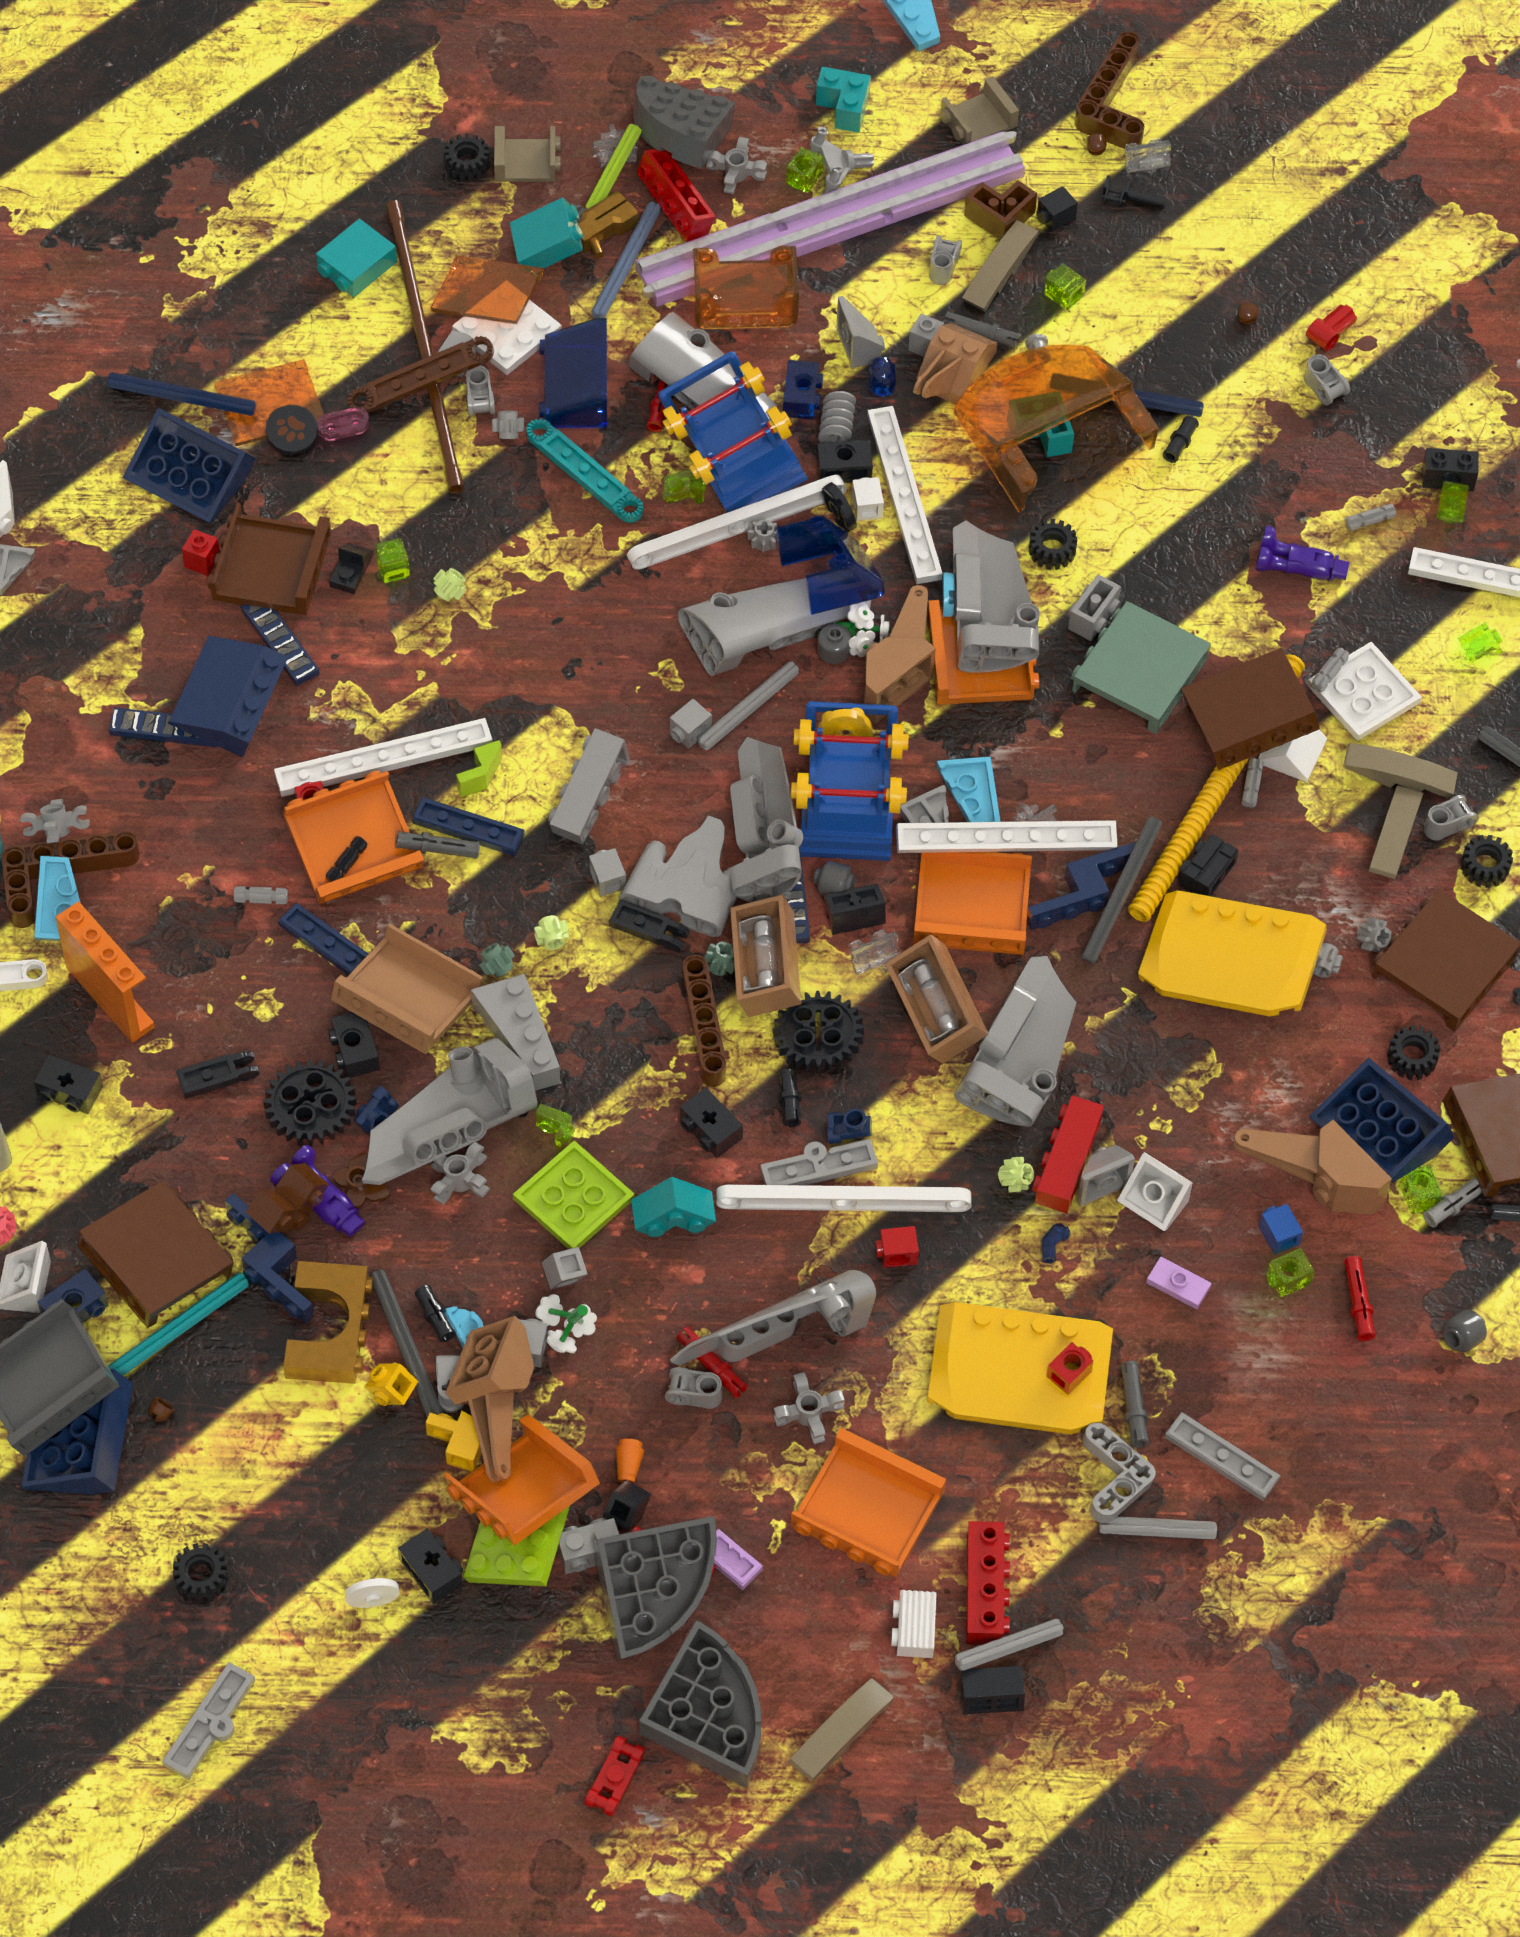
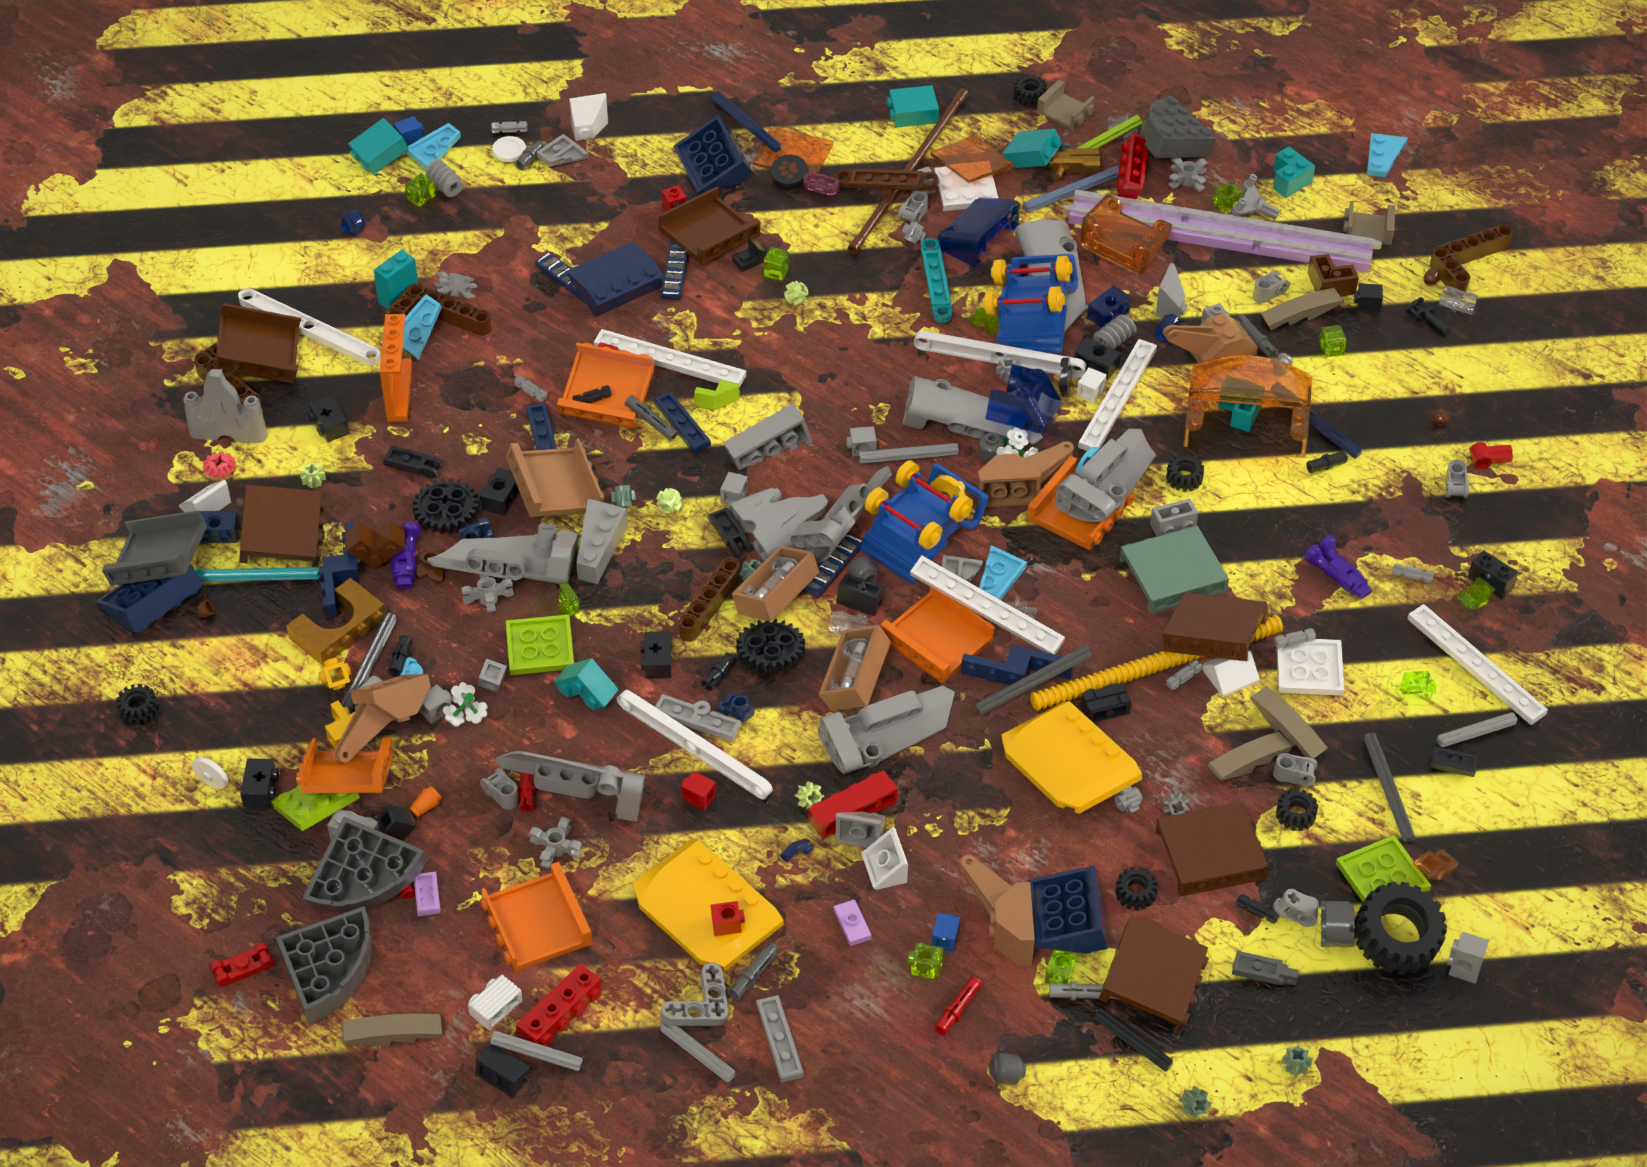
camera: 40 degrees right, 10 degrees down
(120, 1166) = (312, 475): none -> yellowish green gear
(210, 1721) = (61, 782): light grey hinge -> none

